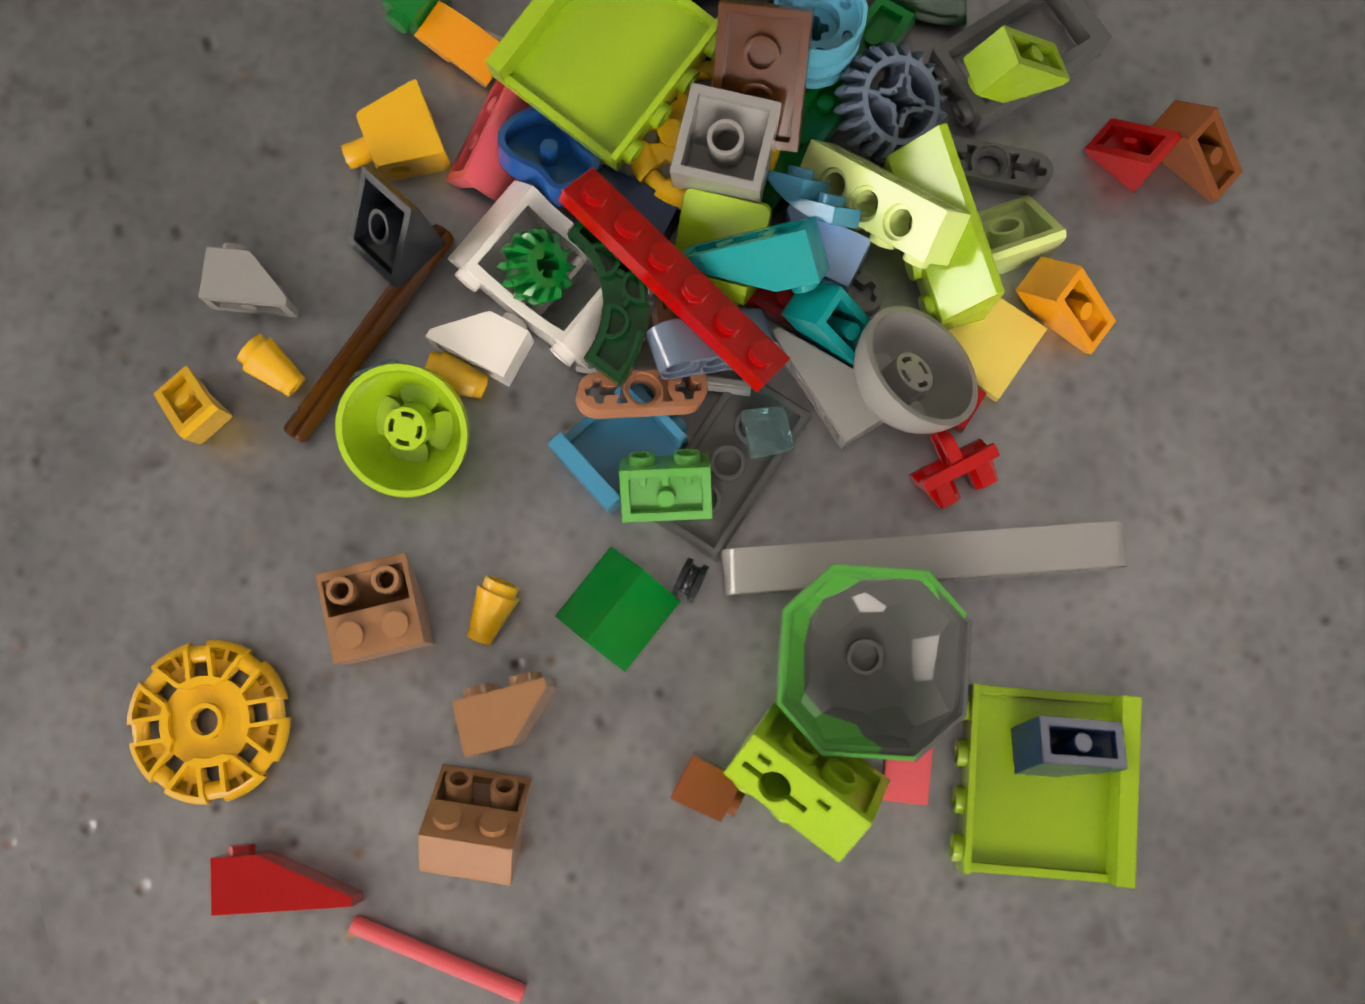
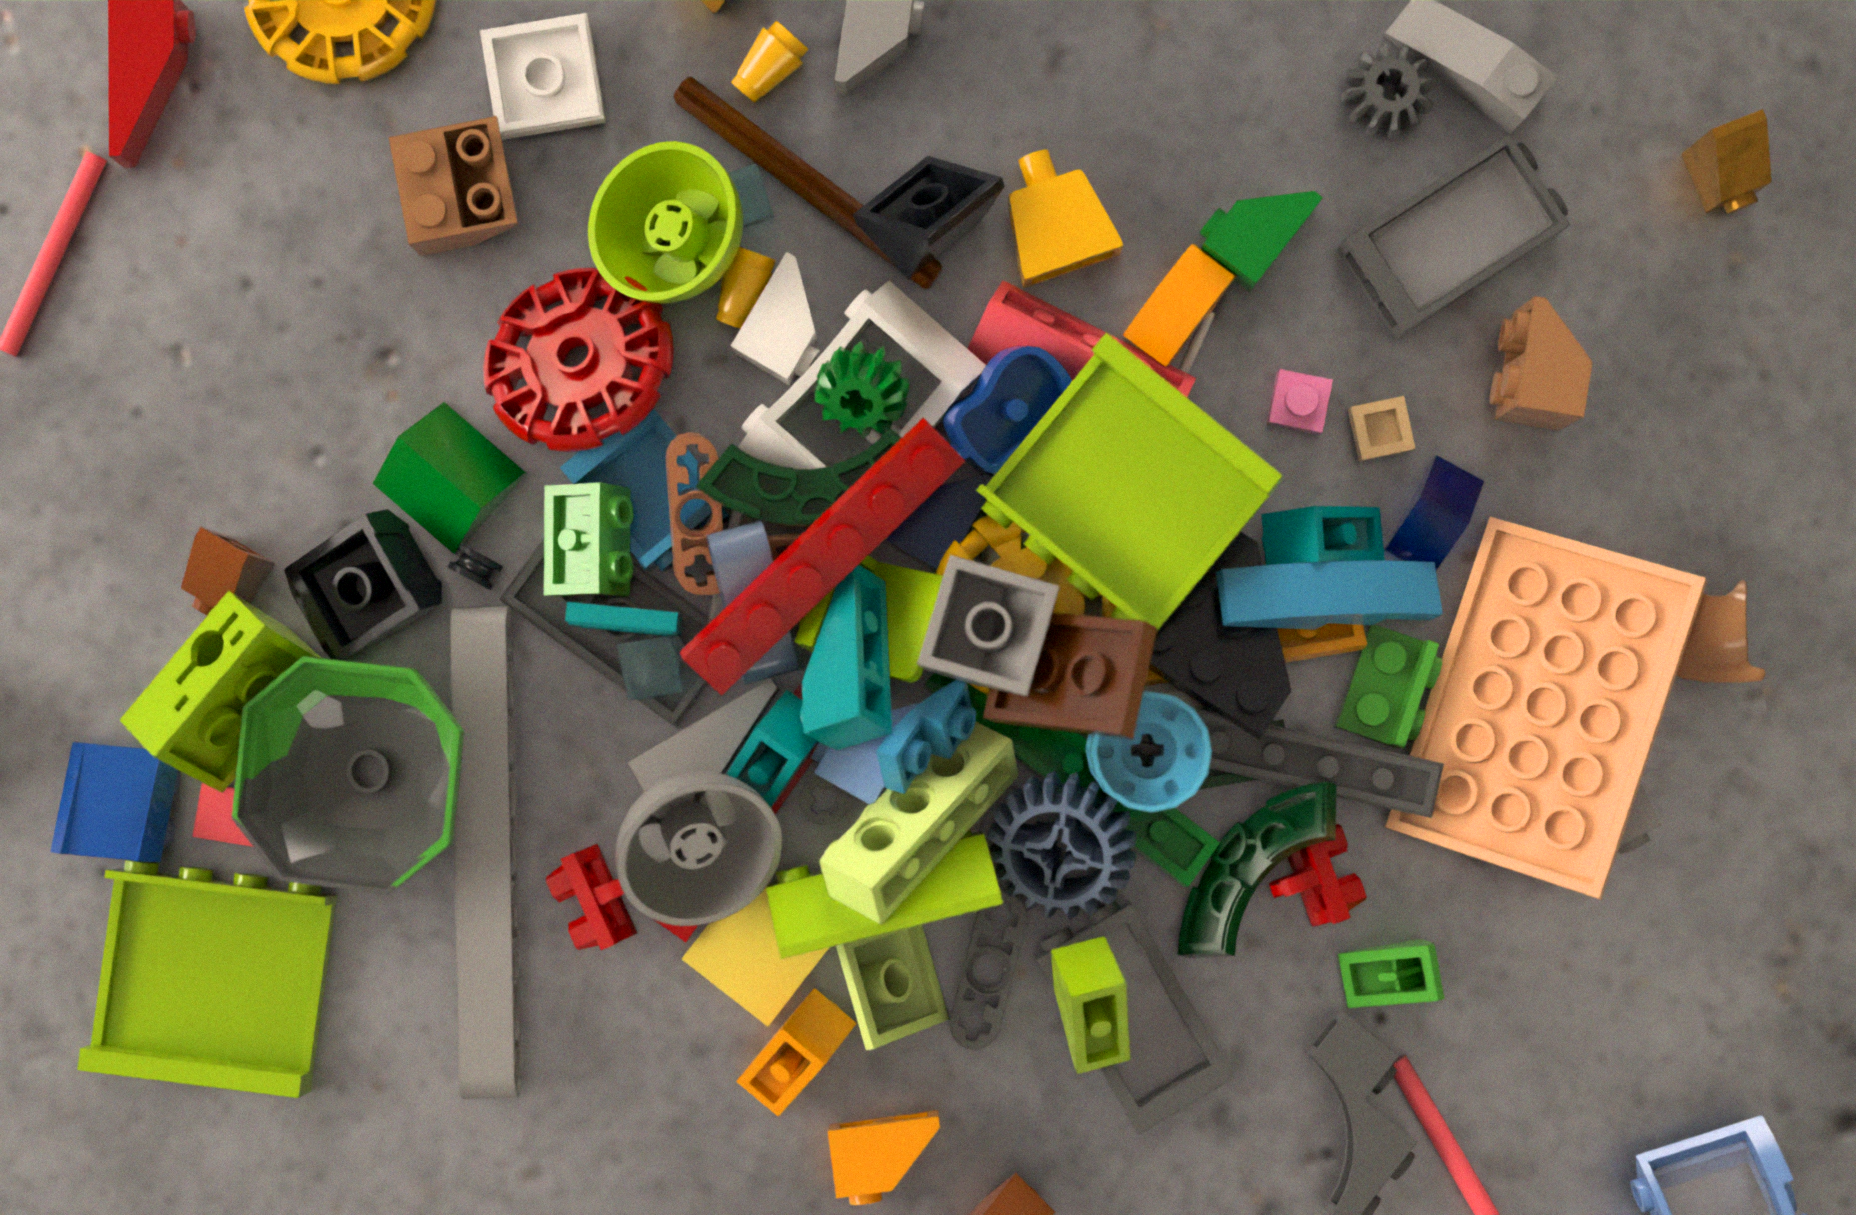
camera: 85 degrees right, 5 degrees up
(282, 546) = (543, 76): none -> white plate
(474, 824) = (200, 300): medium nougat slope -> none
(491, 608) = (454, 325): yellow cone -> none
(503, 716) = (319, 328): medium nougat slope -> none
(541, 497) = (598, 379): none -> red plate
(712, 672) = (363, 584): none -> black slope
(729, 451) = (623, 619): none -> teal tile
(904, 873) = (116, 804): none -> blue slope
(1067, 747) = (244, 1006): slope -> none
(1131, 150) = (996, 1150): red slope -> none
(1139, 236) = (877, 1152): none -> light orange slope

